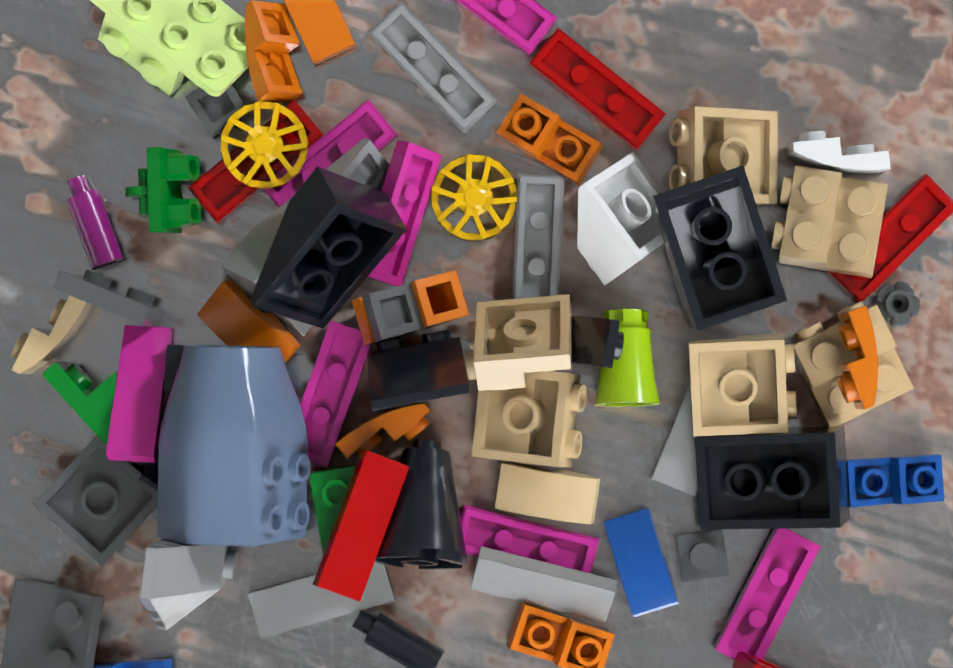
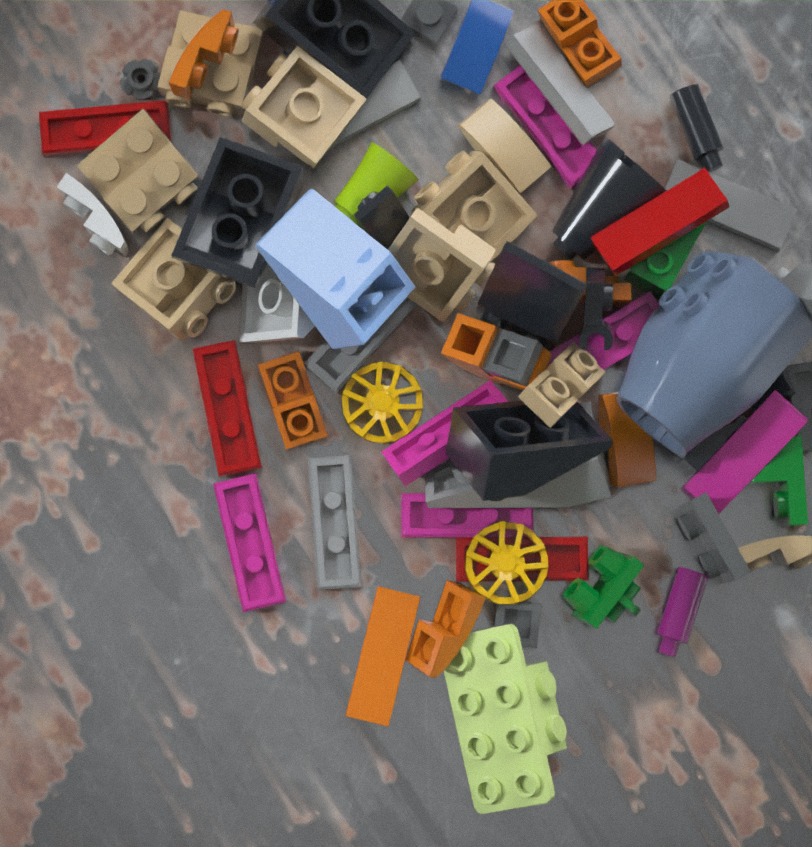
camera: 145 degrees left, 5 degrees down
(334, 324) = (562, 384): none -> tan slope
(360, 417) = (597, 298): none -> black plate
(597, 261) = (334, 271): none -> light blue slope

